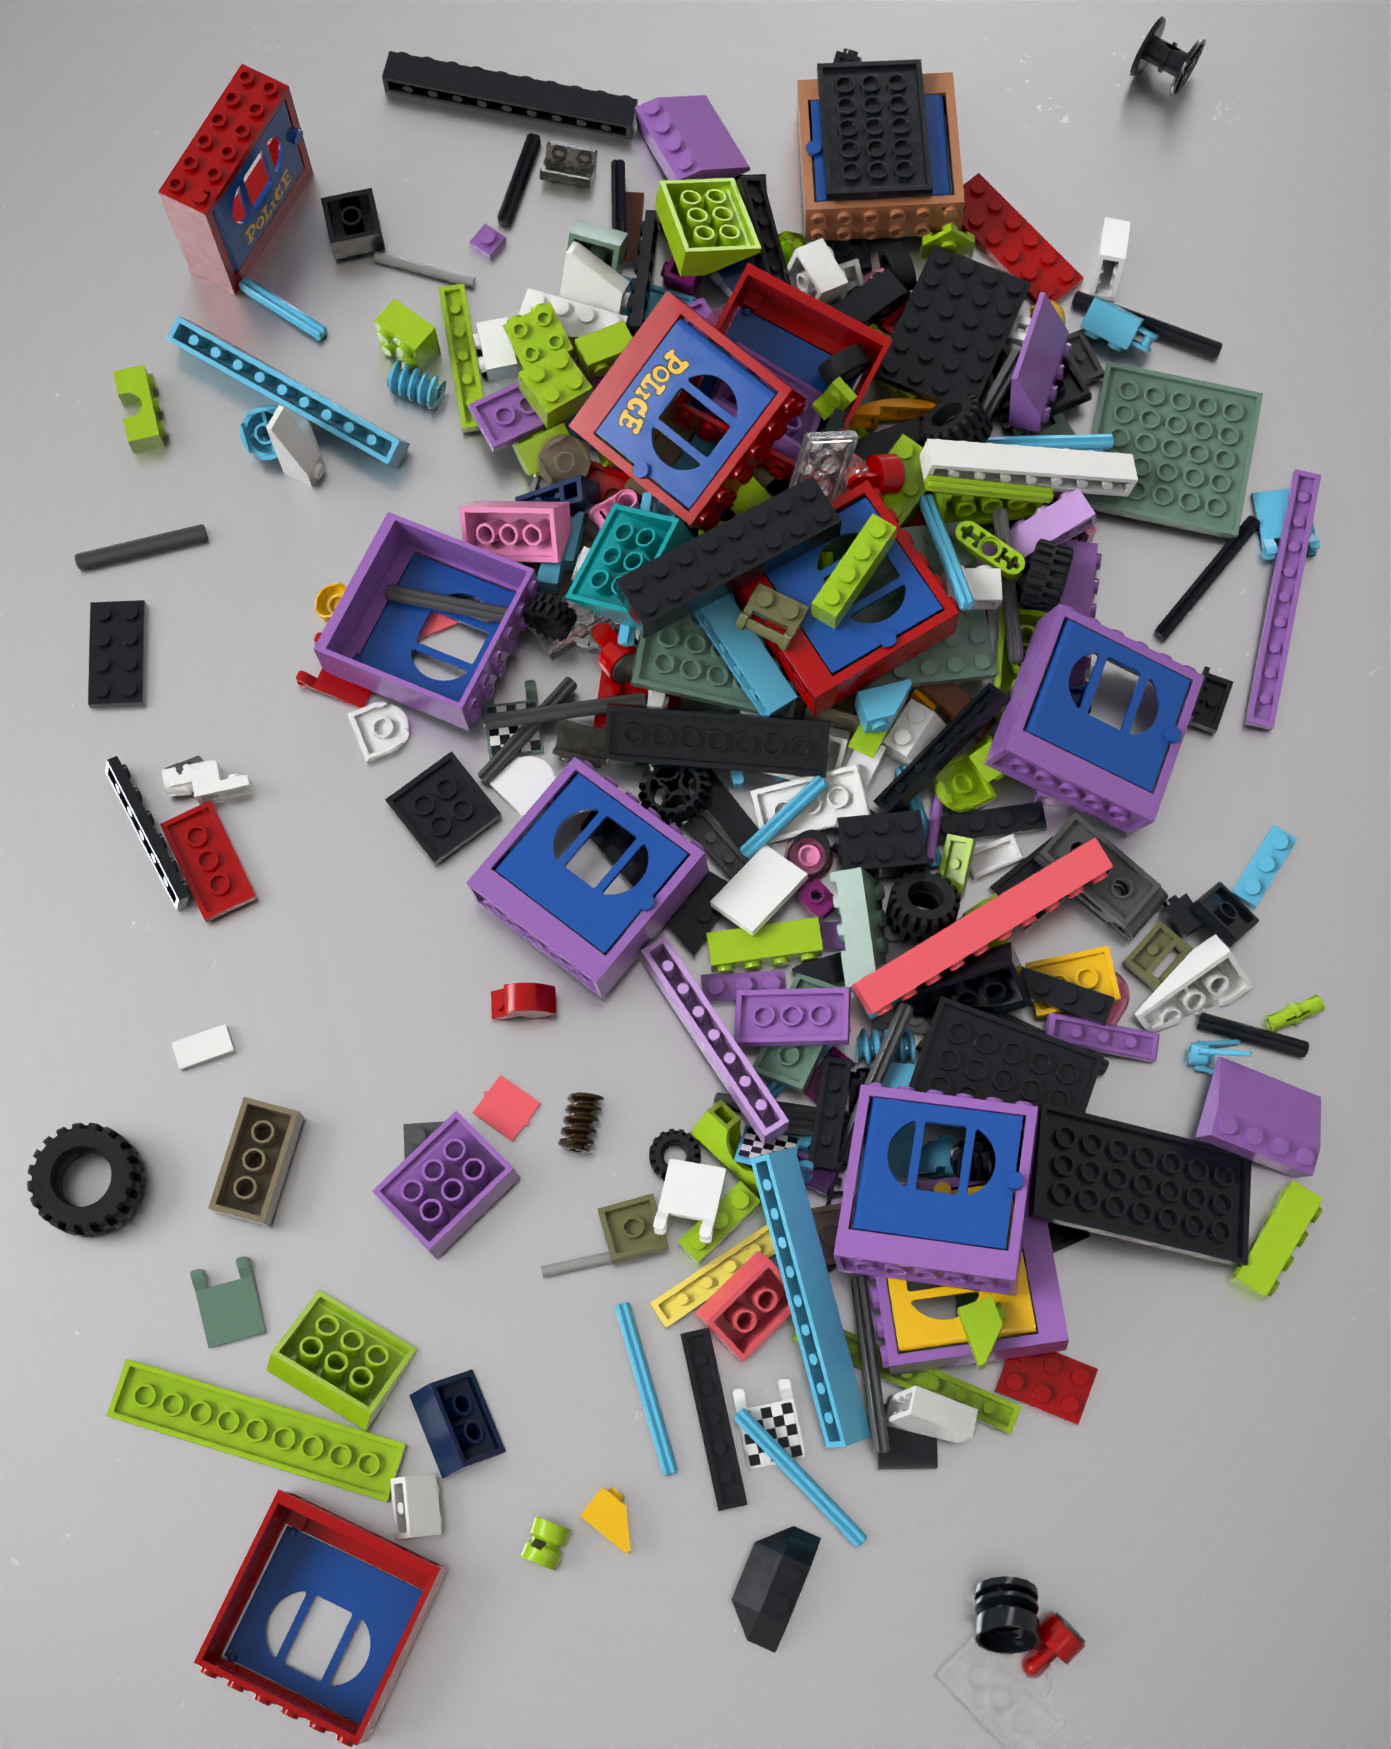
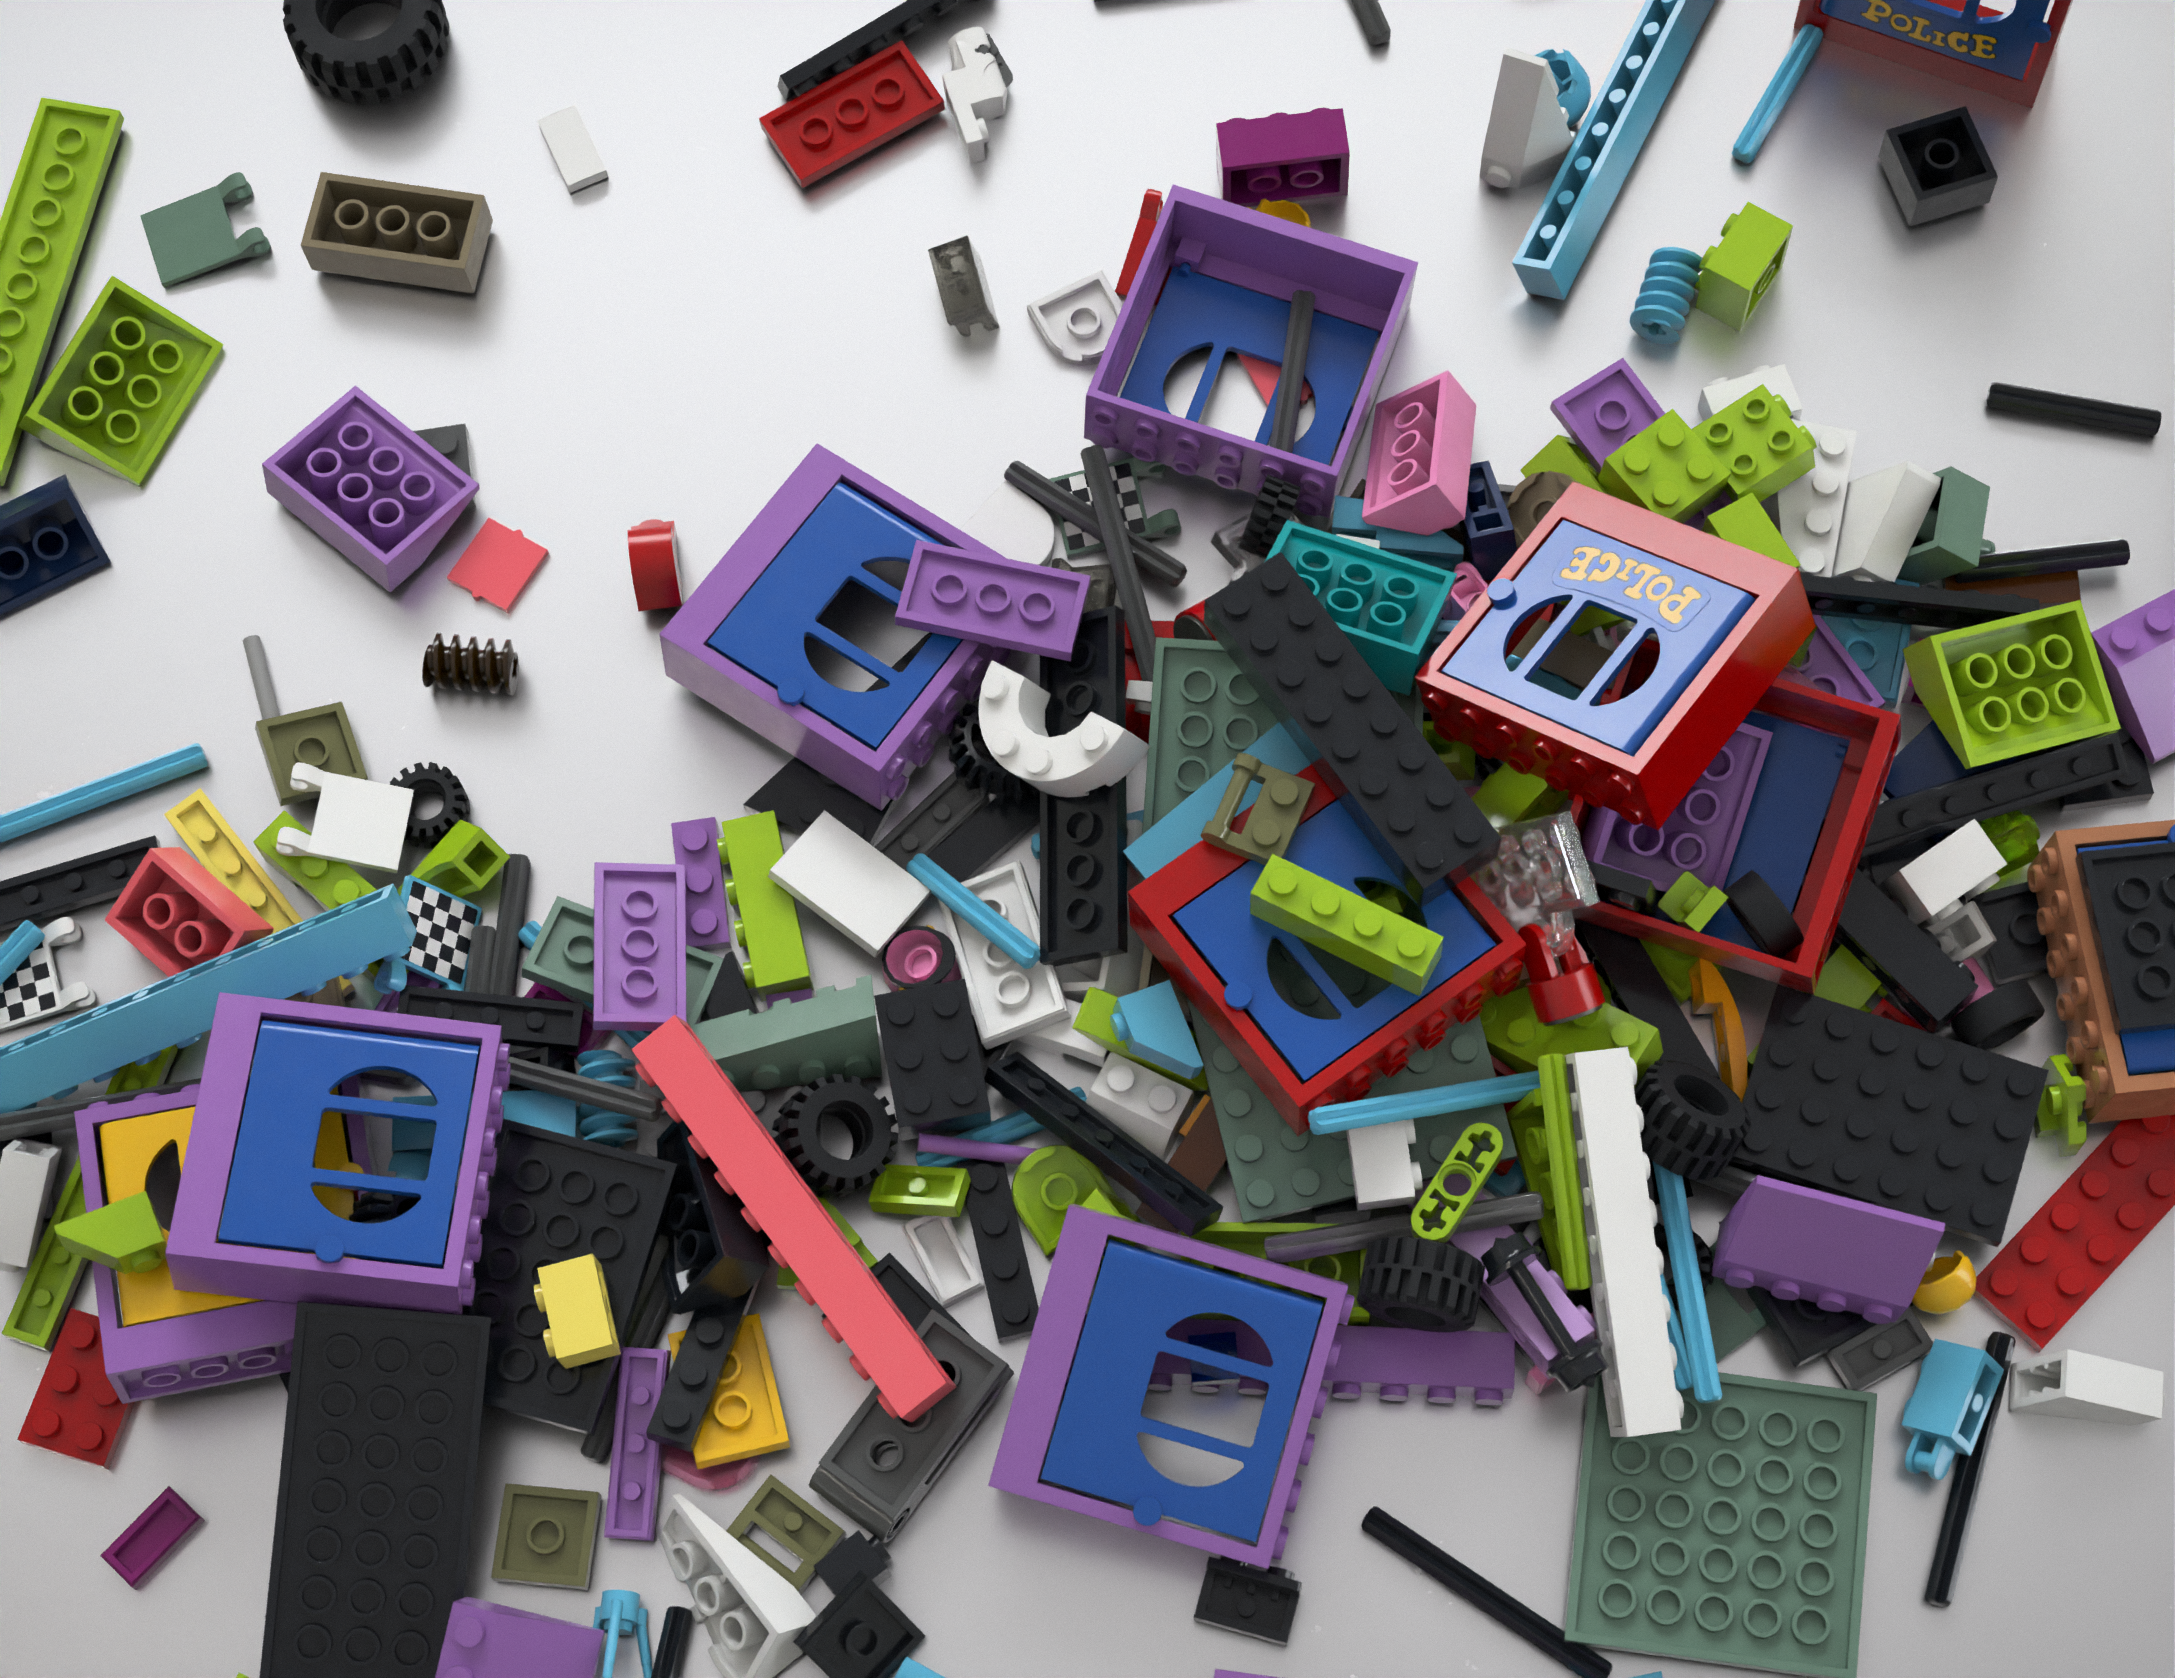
camera: 90 degrees right, 5 degrees down
(290, 592) = (1283, 157): none -> magenta brick
(349, 797) = (963, 285): none -> clear smoke hinge
(424, 269) = (1882, 288): light grey bar -> none
(443, 808) = (959, 420): black plate -> none
(461, 351) = (1786, 343): lime plate -> none
(487, 241) = (1948, 375): medium lavender plate -> none
(569, 165) = (2107, 478): clear smoke bracket -> none
(595, 777) = (993, 600): none -> medium lavender plate
(702, 762) = (1058, 765): none -> white brick
(714, 1040) = (598, 834): lavender brick -> none
(815, 908) = (846, 957): magenta brick -> none
(1035, 1055) = (576, 1311): none -> light yellow brick
(1099, 496) = (1510, 1260): none -> black piece
(1142, 1340) = (152, 1538): none -> magenta tile
(1153, 1096) = (546, 1536): none -> olive plate

